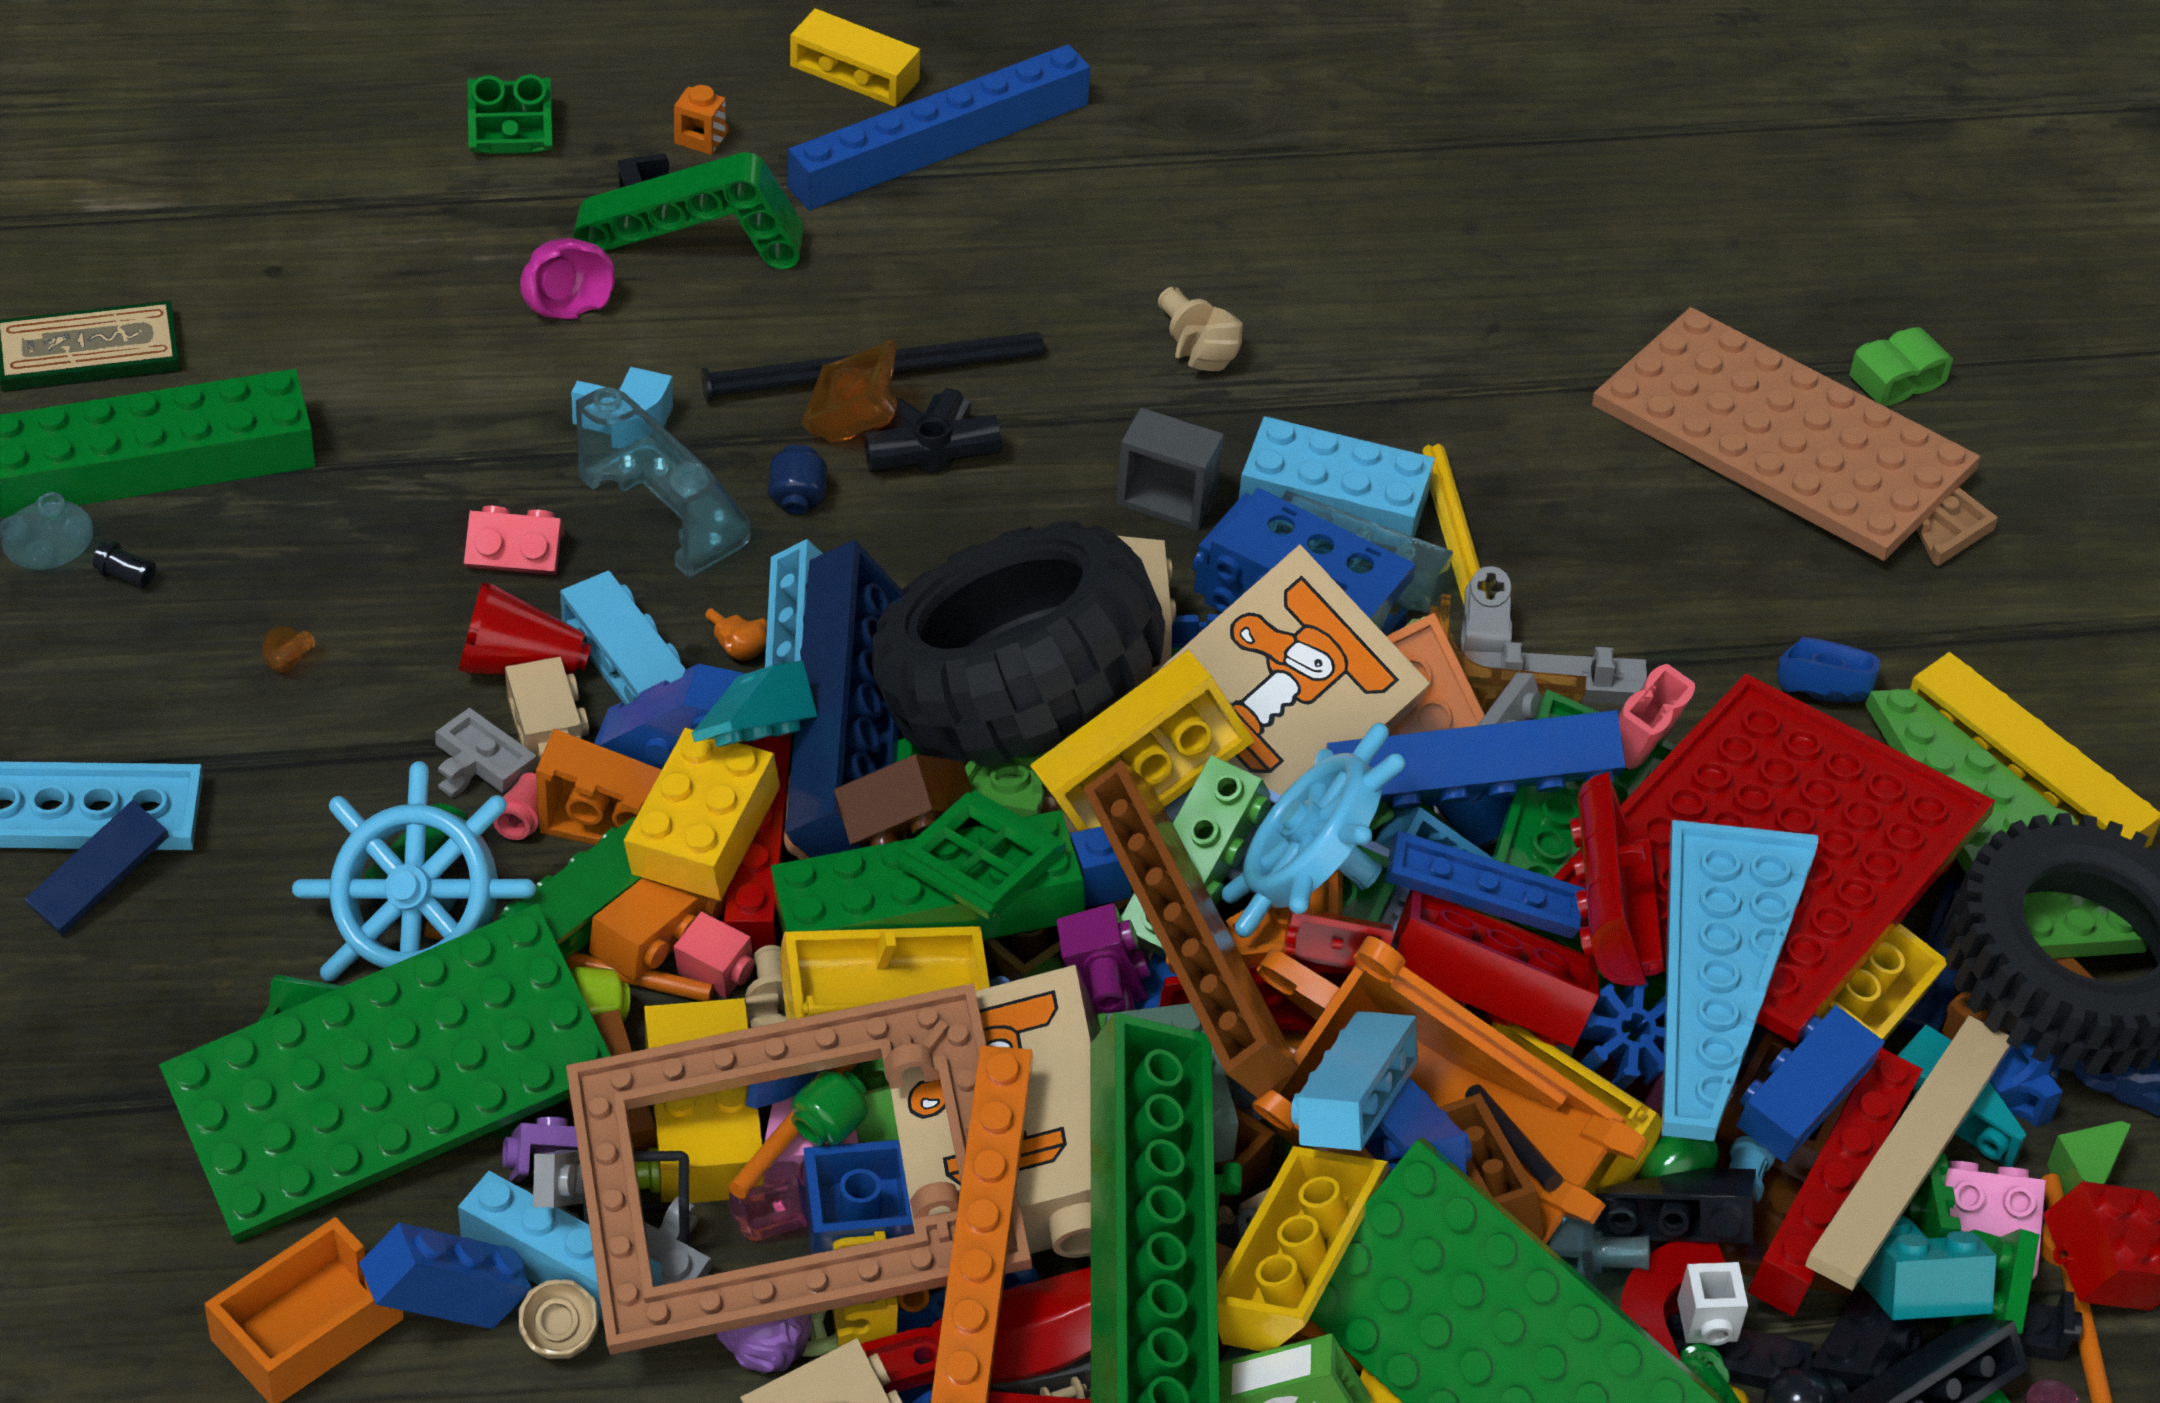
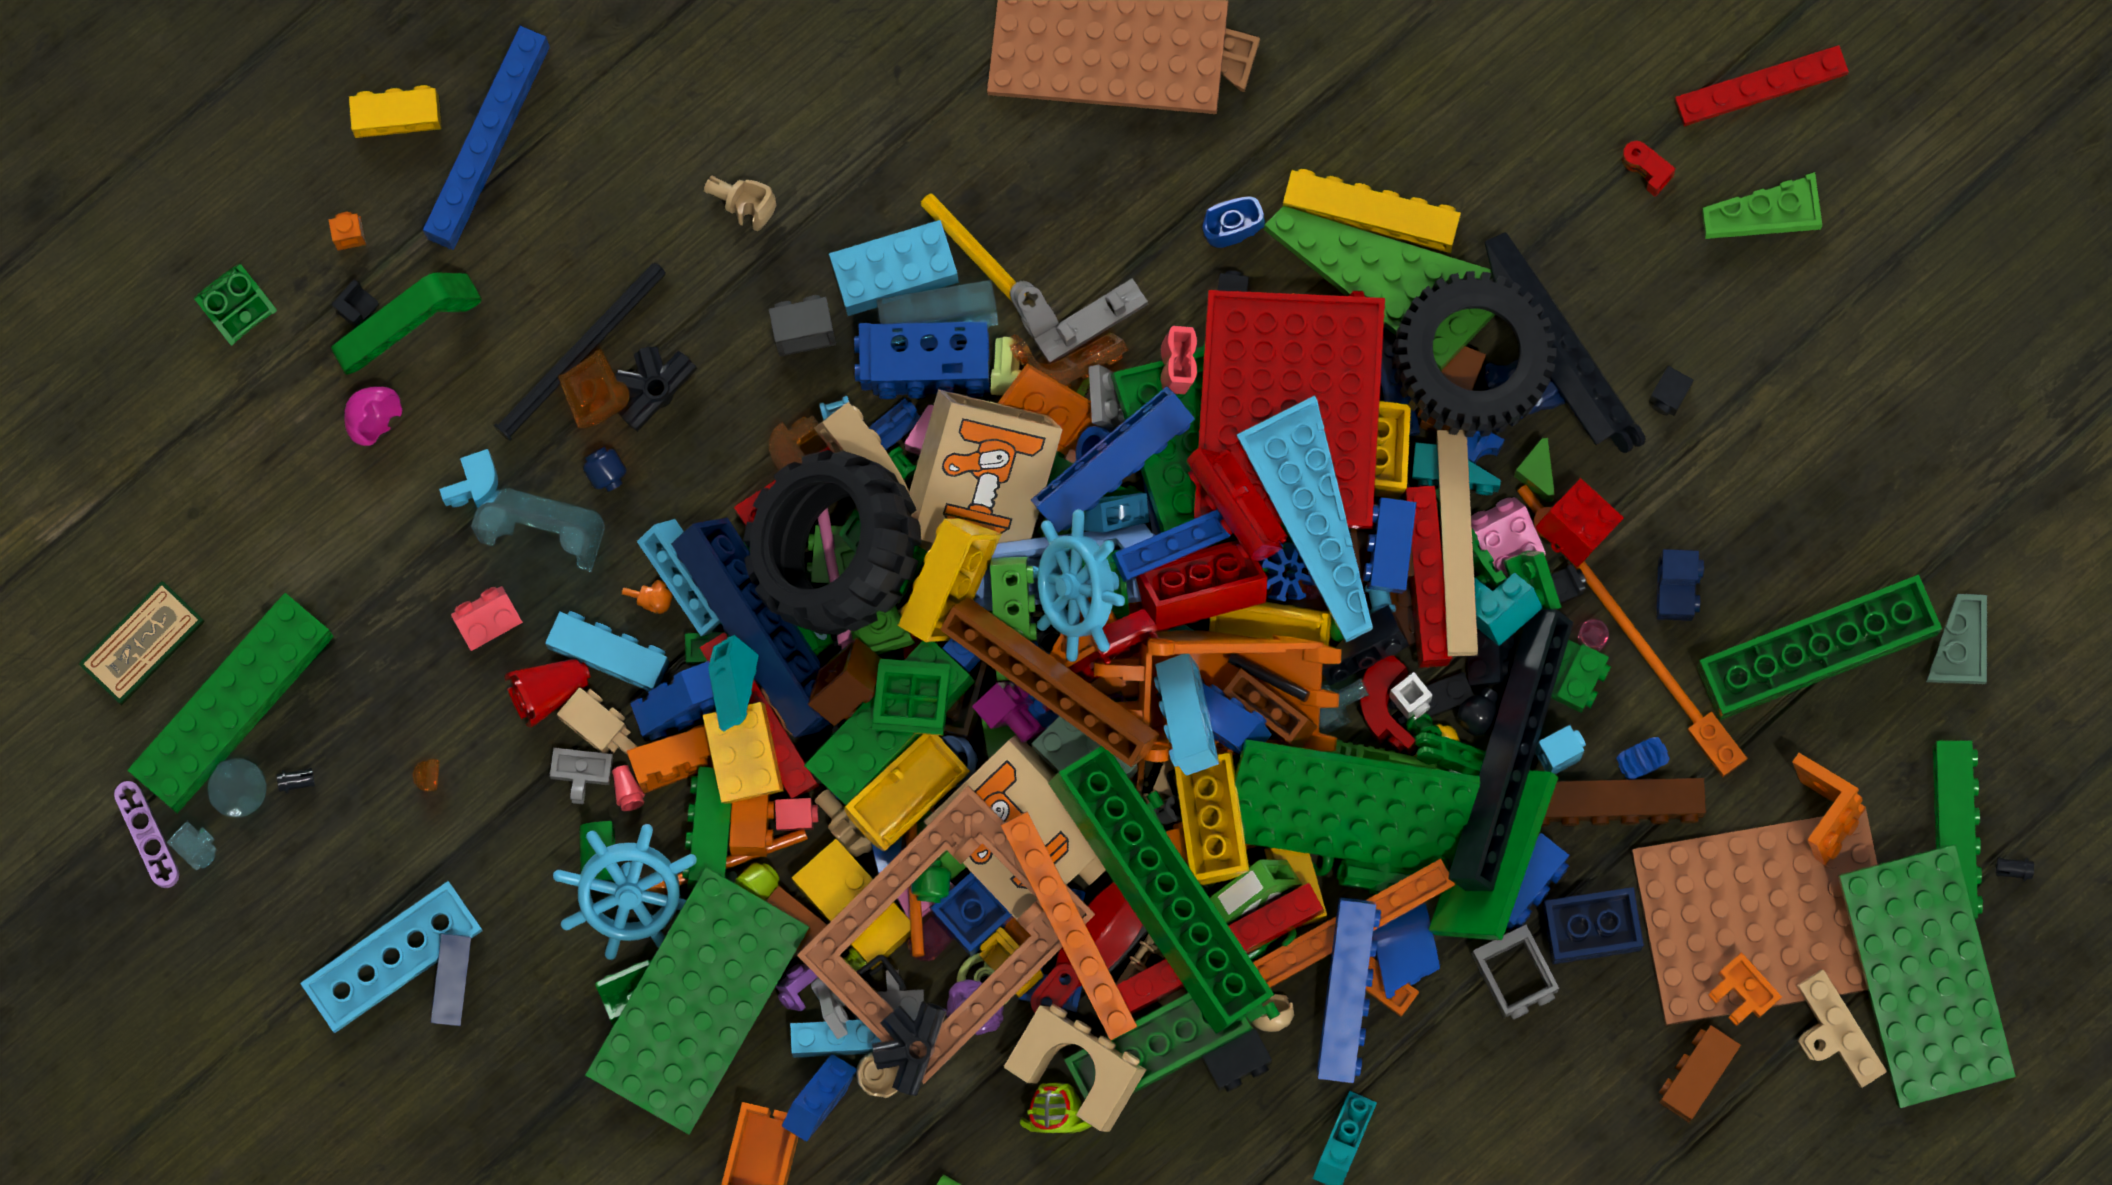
camera: 25 degrees left, 30 degrees up
(633, 1251) = (900, 1050): none -> black piece

